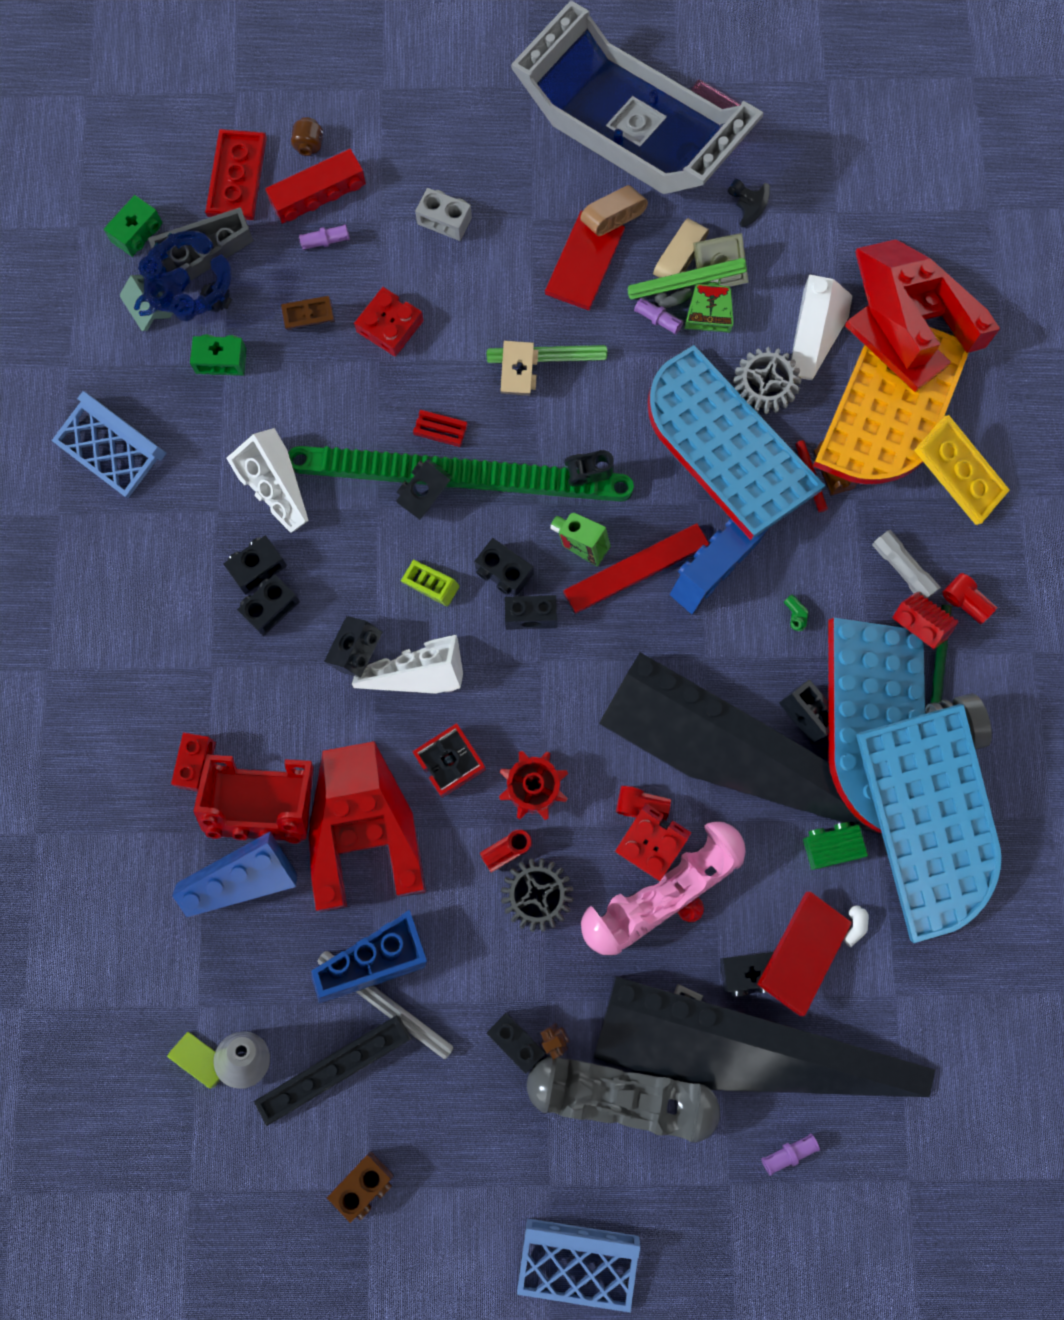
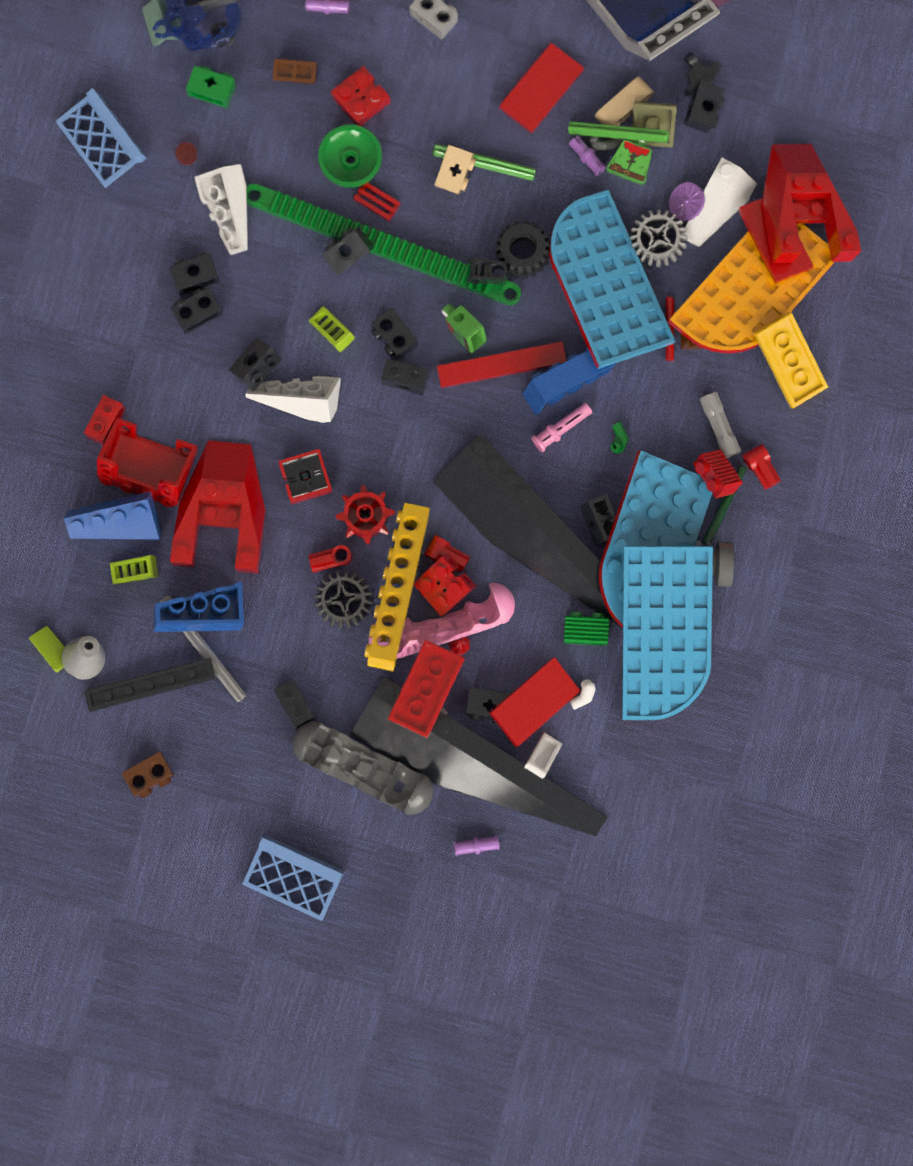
camera: 15 degrees right, 5 degrees up
(210, 435) = (186, 153): none -> clear red tile
(289, 920) = (151, 567): none -> lime slope
(392, 373) = (347, 143): none -> green dish
(555, 1040) = (323, 710): reddish brown hinge -> none
(614, 210) = (578, 52): medium nougat beam -> none
(614, 955) = (385, 656): none -> yellow brick
(622, 415) = (522, 232): none -> black tyre
(673, 978) = (426, 688): none -> red tile
(721, 627) = (551, 430): none -> bright pink pin
(769, 230) = (696, 116): none -> black brick
(784, 331) = (686, 201): none -> medium lavender wheel
(836, 1016) = (543, 755): none -> white tile

